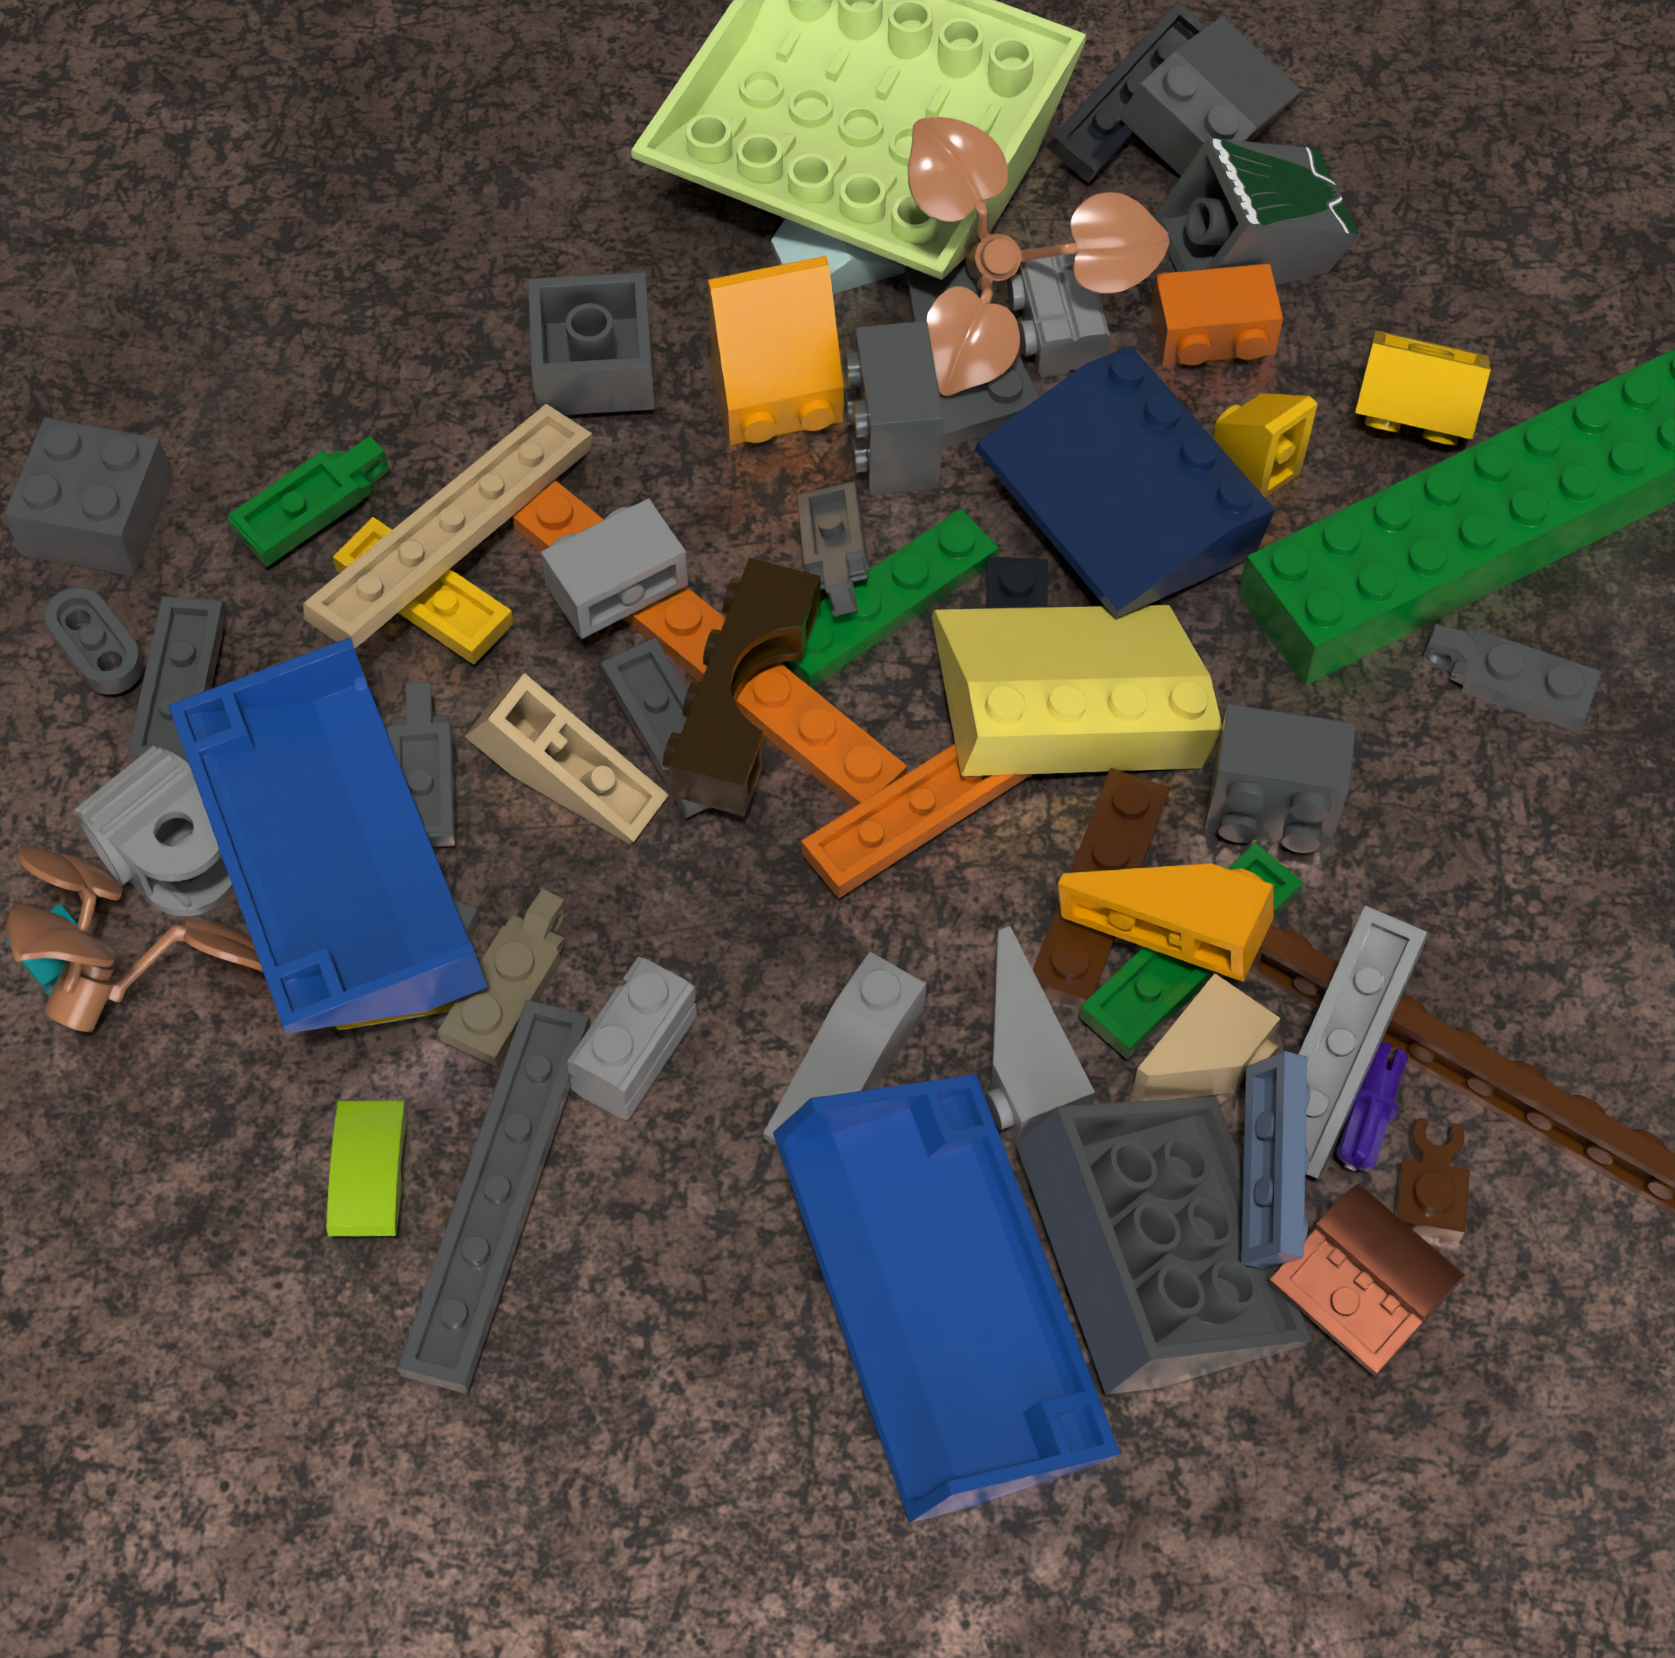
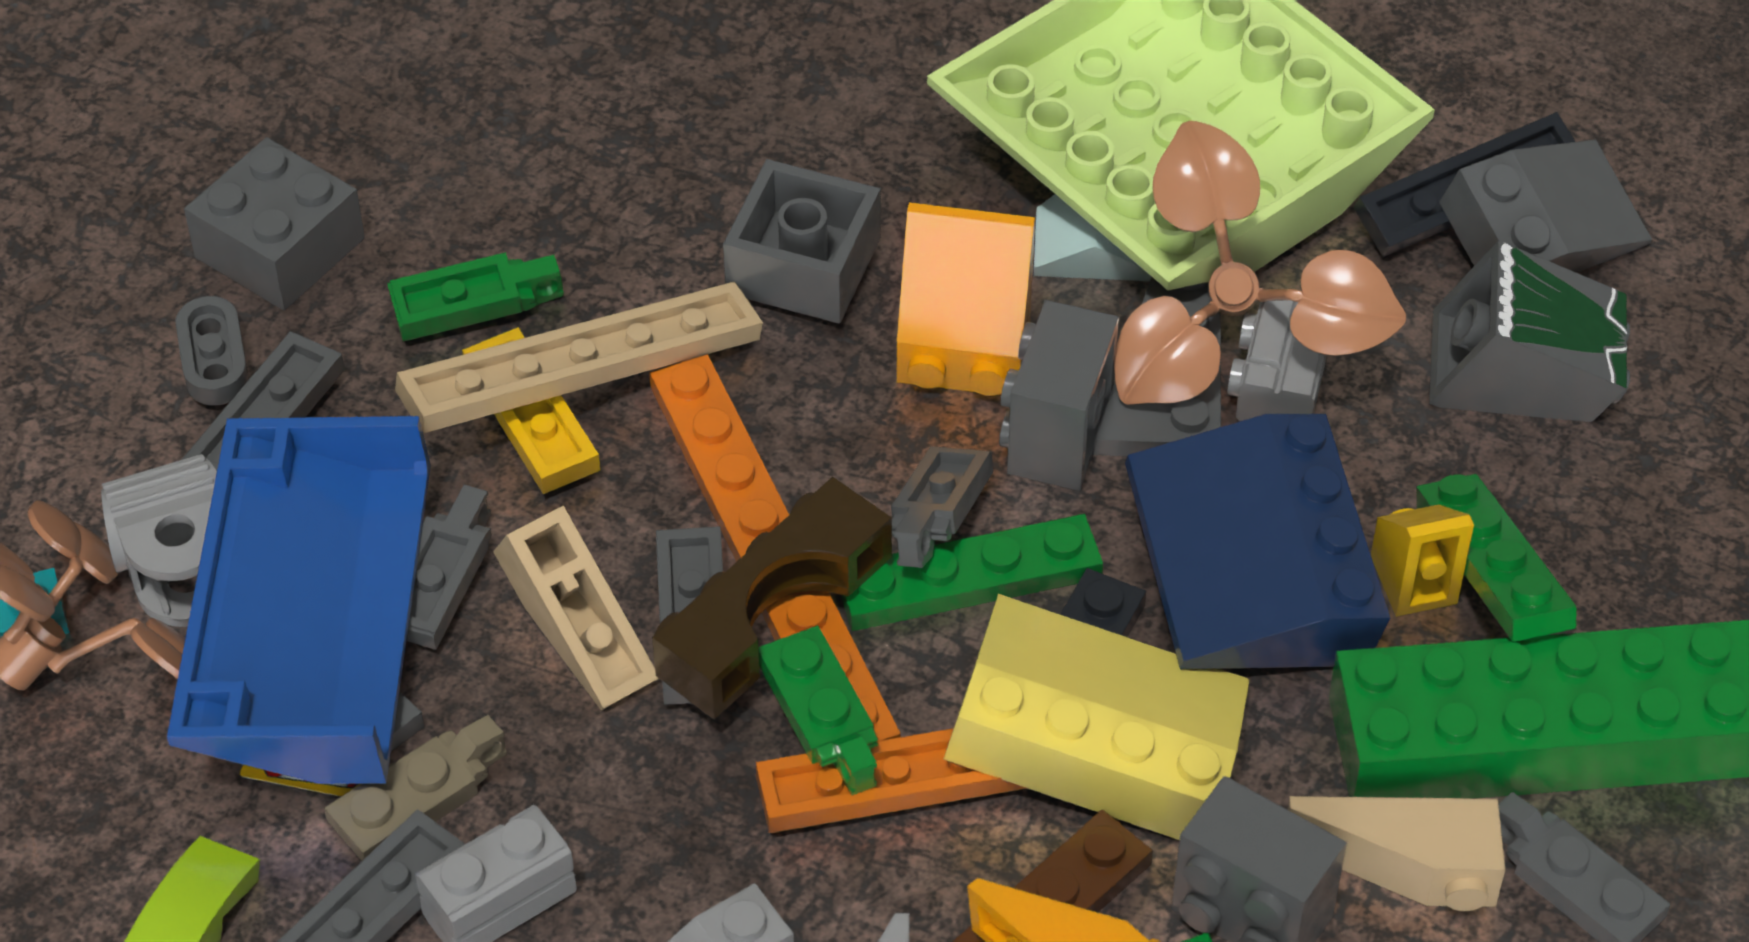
camera: 25 degrees right, 10 degrees down
(614, 567) = (708, 446): light grey brick -> none
(837, 769) = (821, 705): none -> green hinge
(1216, 314) = (1441, 419): orange brick -> none
(1341, 428) = (1502, 562): none -> green plate
(1391, 699) = (1417, 846): none -> tan slope
(1423, 387) = (1622, 558): yellow slope -> none

